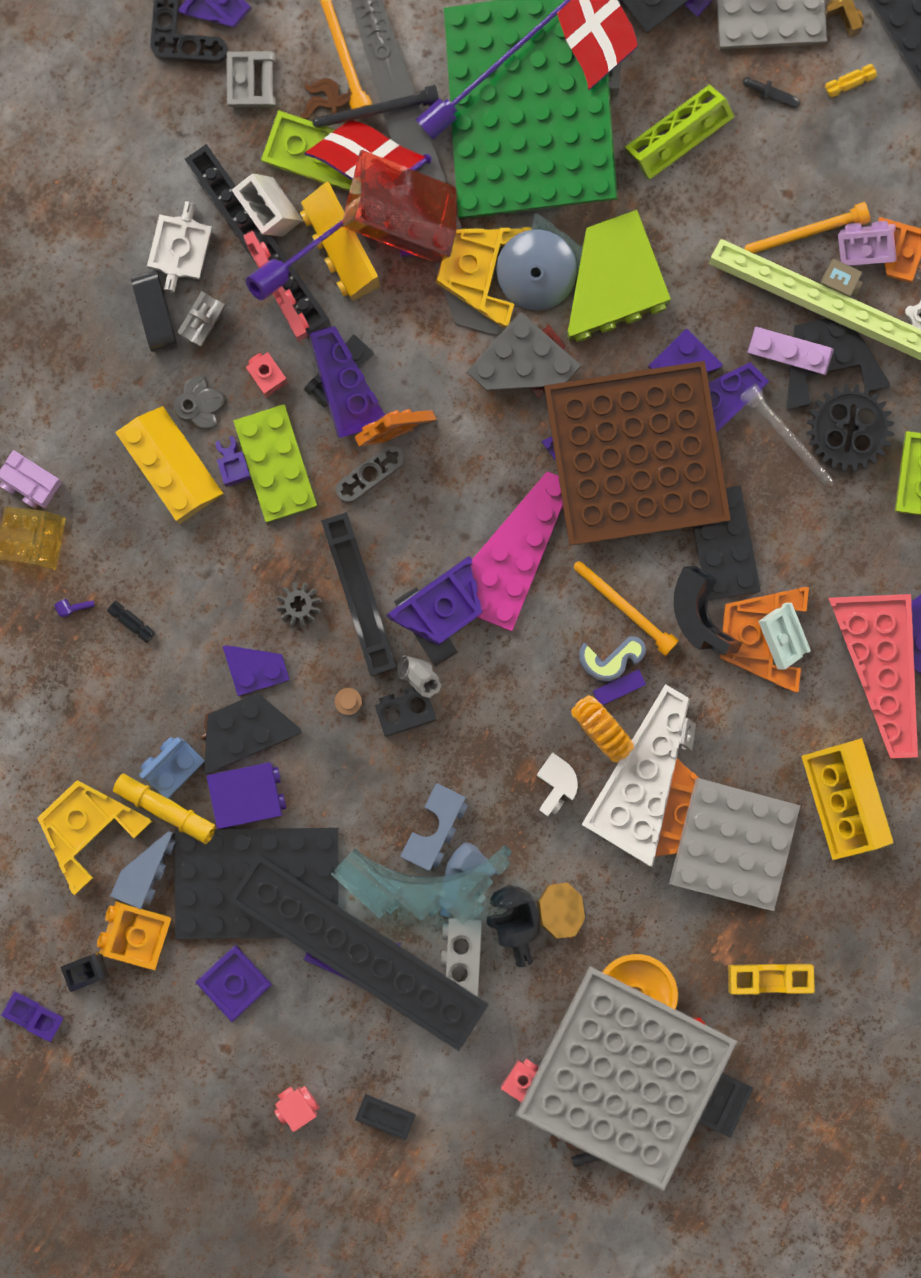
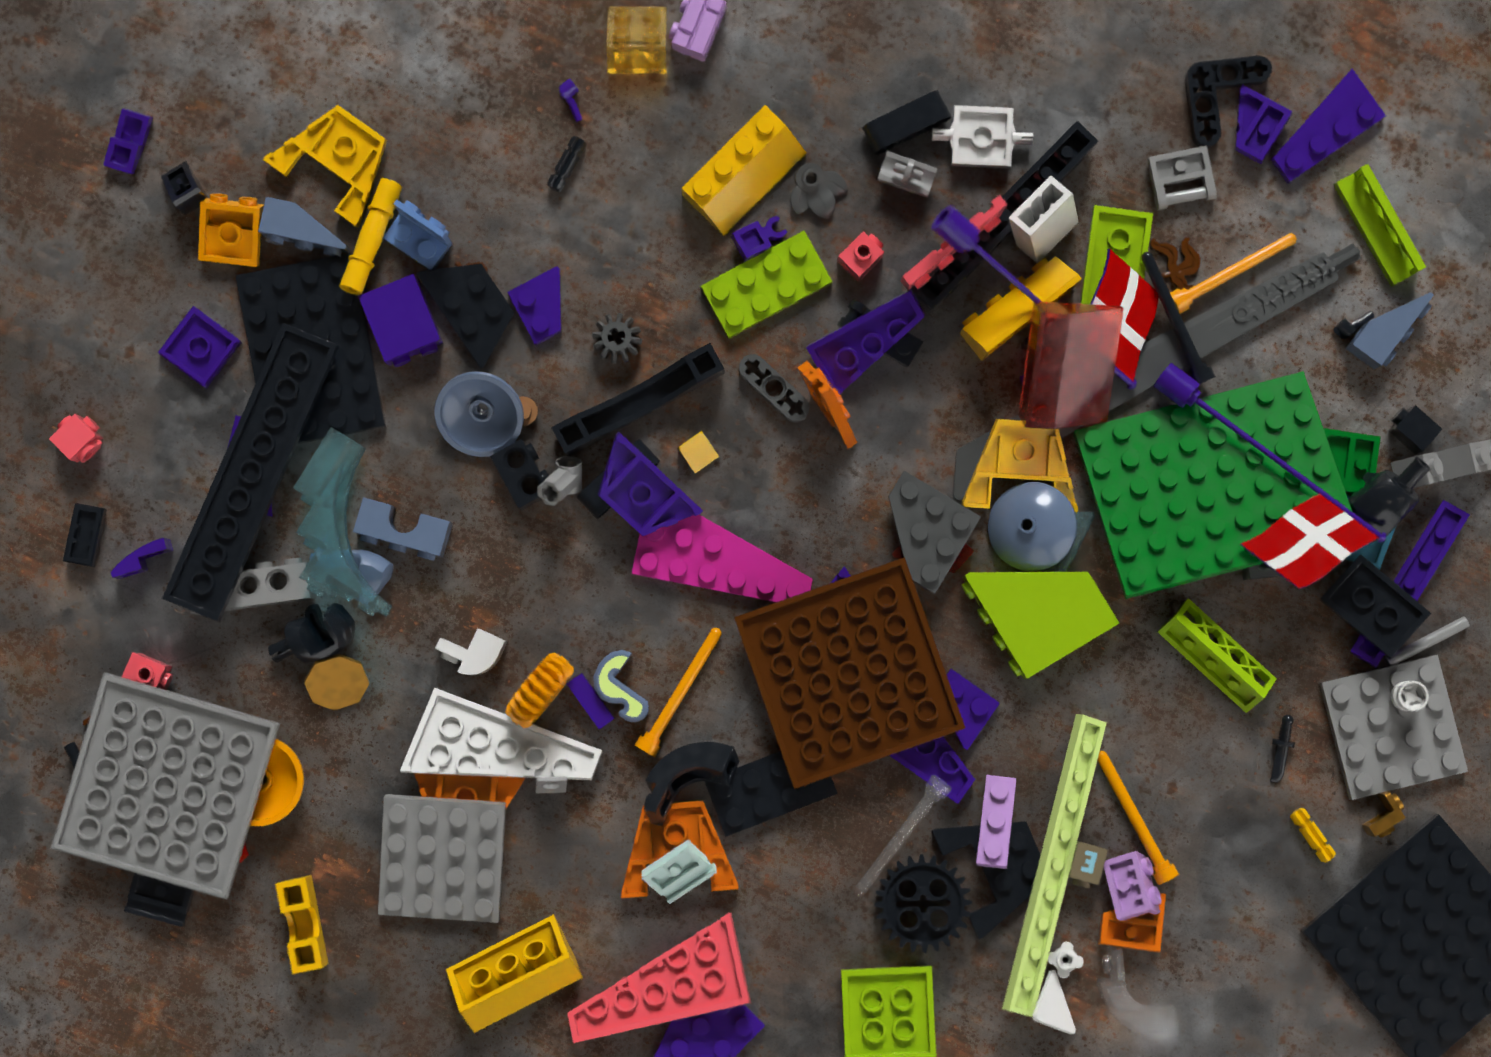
camera: 75 degrees right, 0 degrees up
(358, 741) = (472, 428): none -> sand blue dish
(414, 552) = (698, 452): none -> yellow slope
(419, 1074) = (135, 561): none -> dark purple slope

